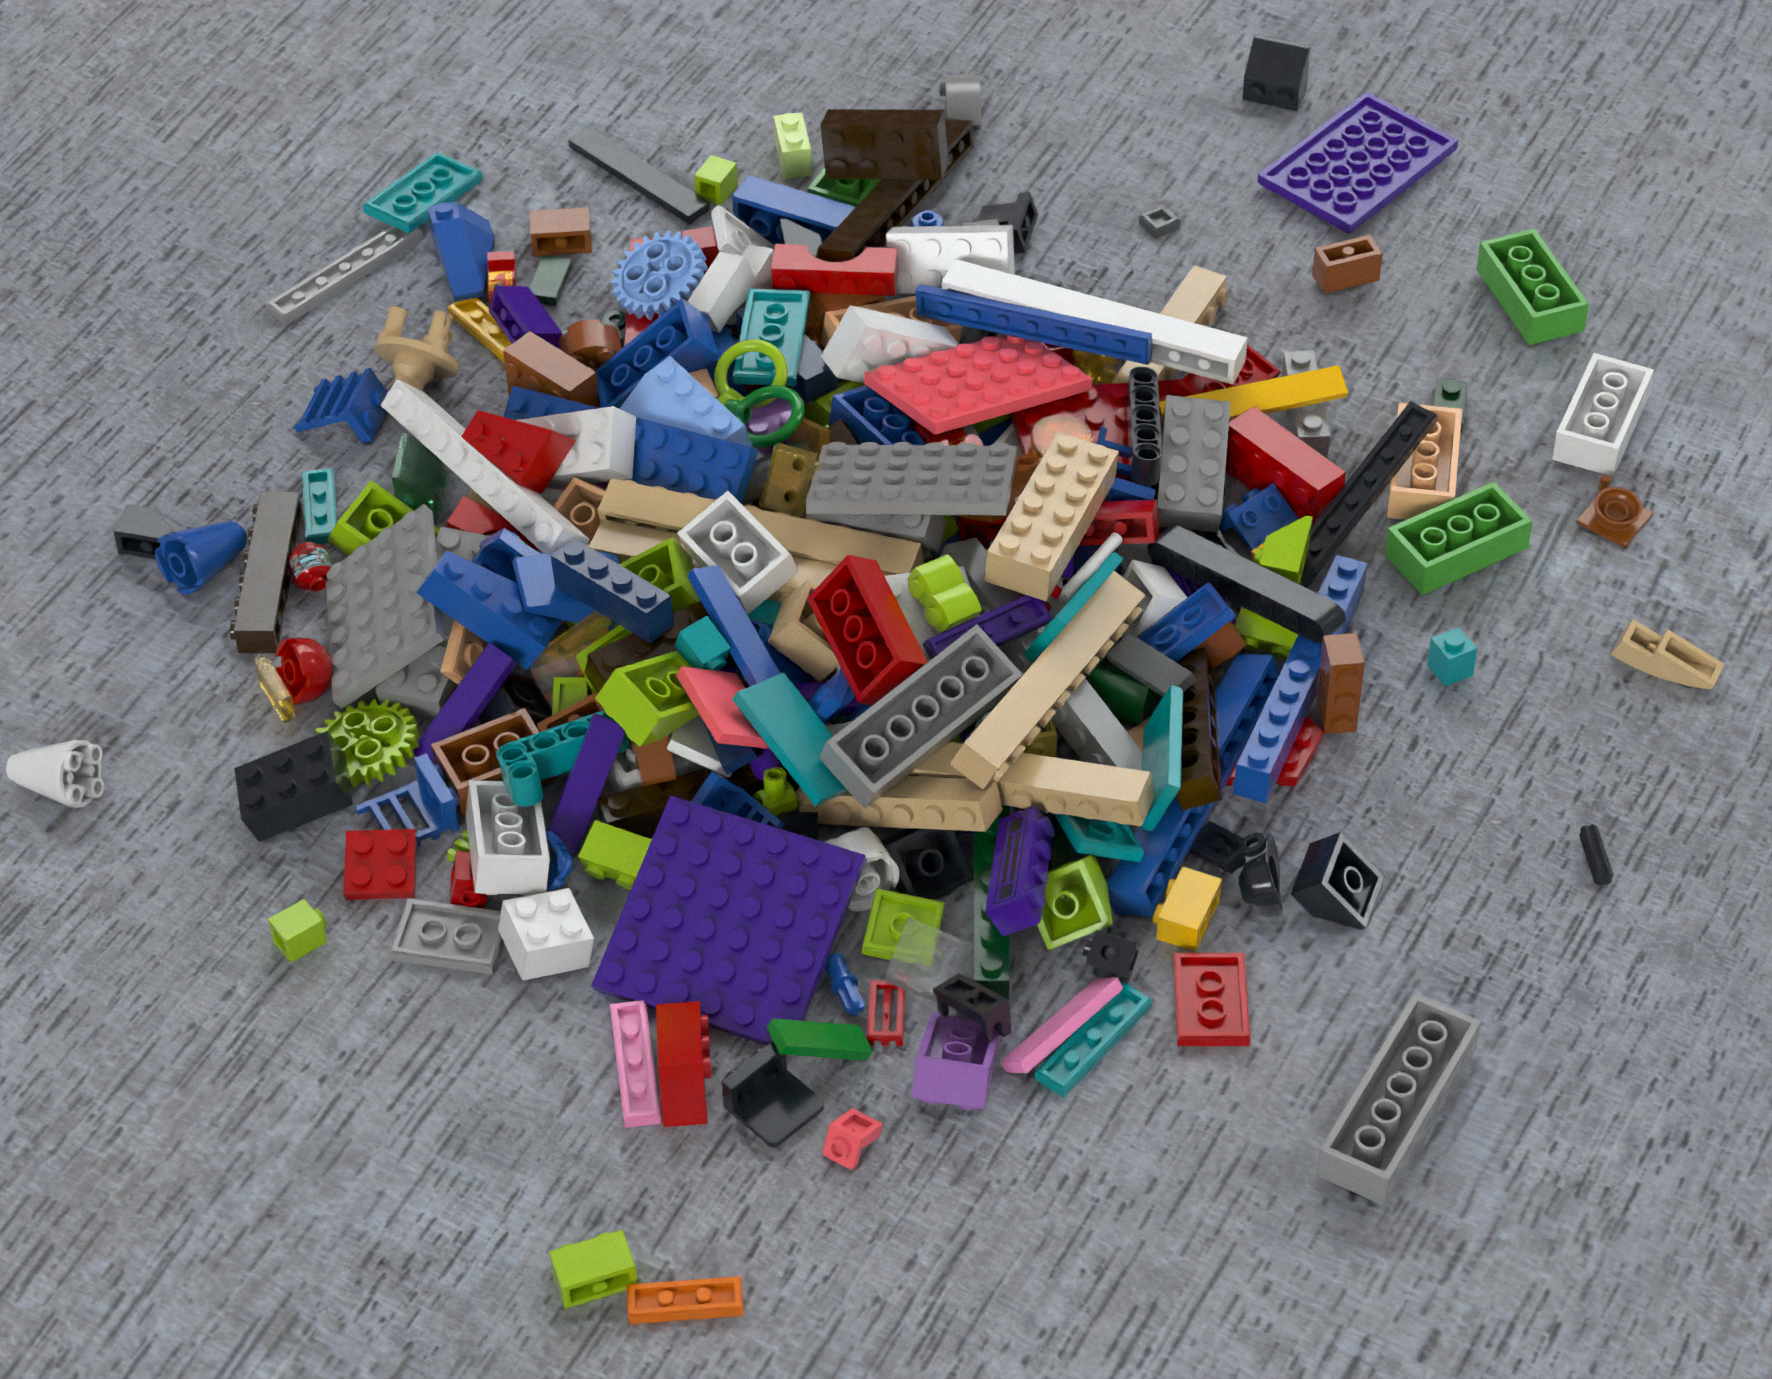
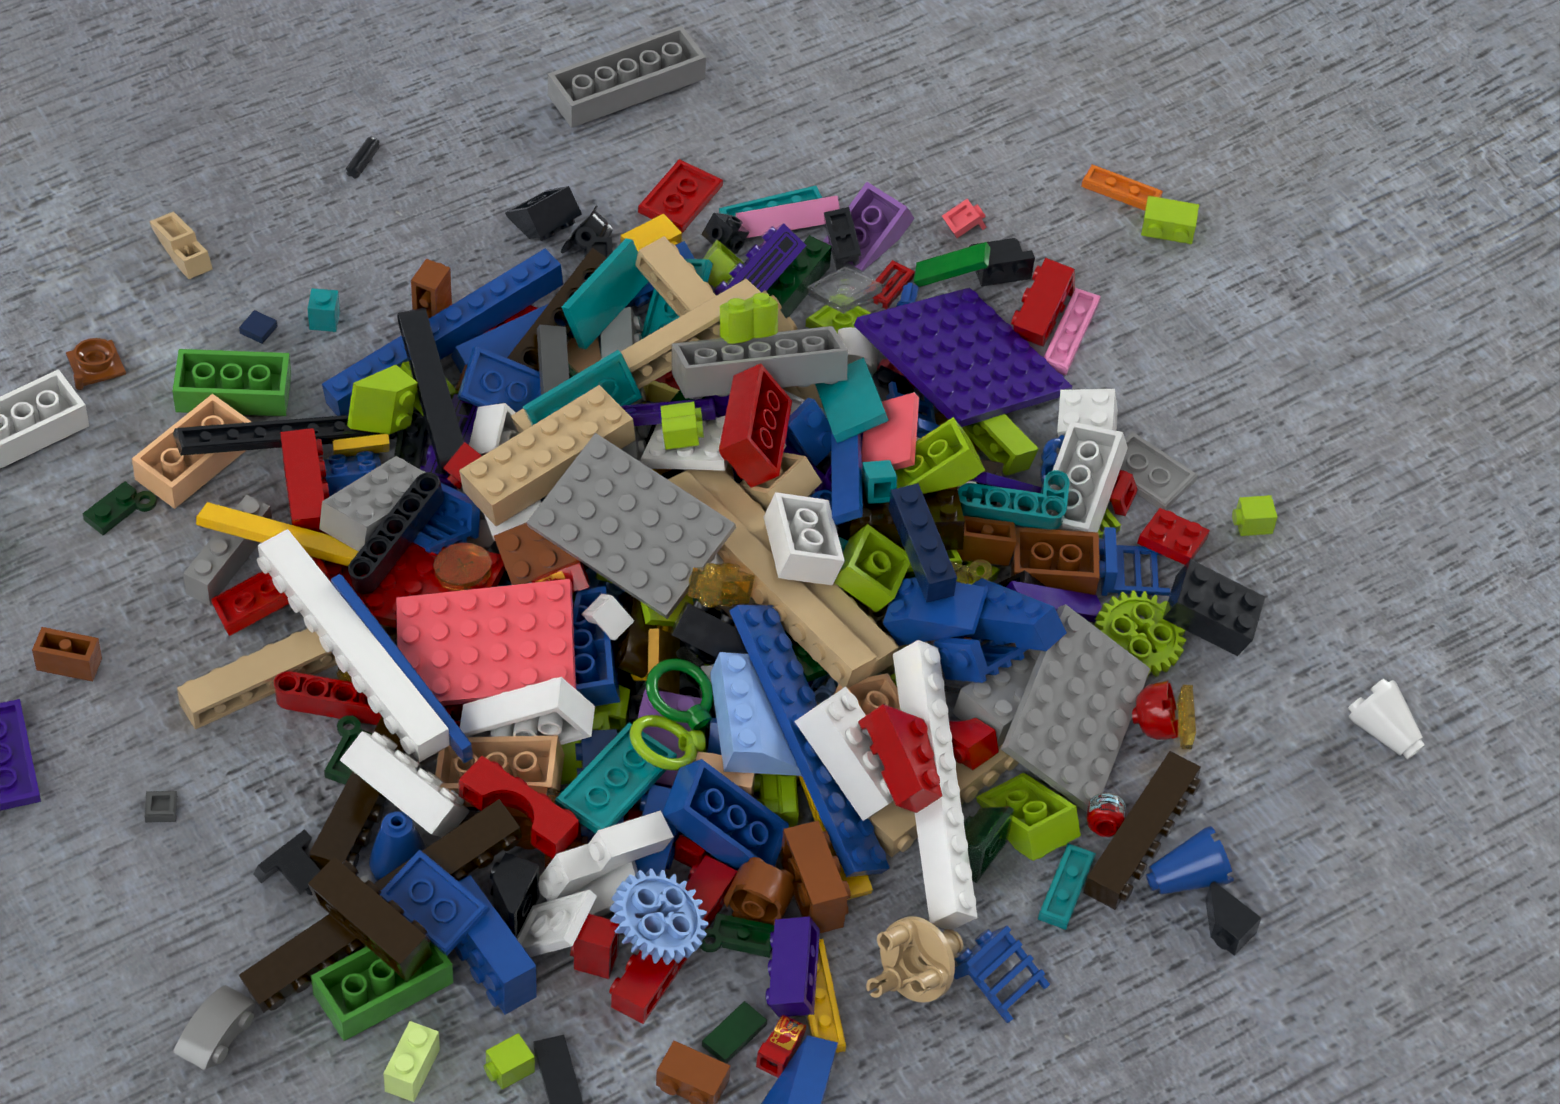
camera: 155 degrees left, 5 degrees up
(849, 189) = (435, 901): none -> blue tile
(882, 428) = (608, 615): none -> white panel
(958, 723) = (748, 318): none -> lime brick
(1502, 622) = (258, 326): none -> dark blue tile

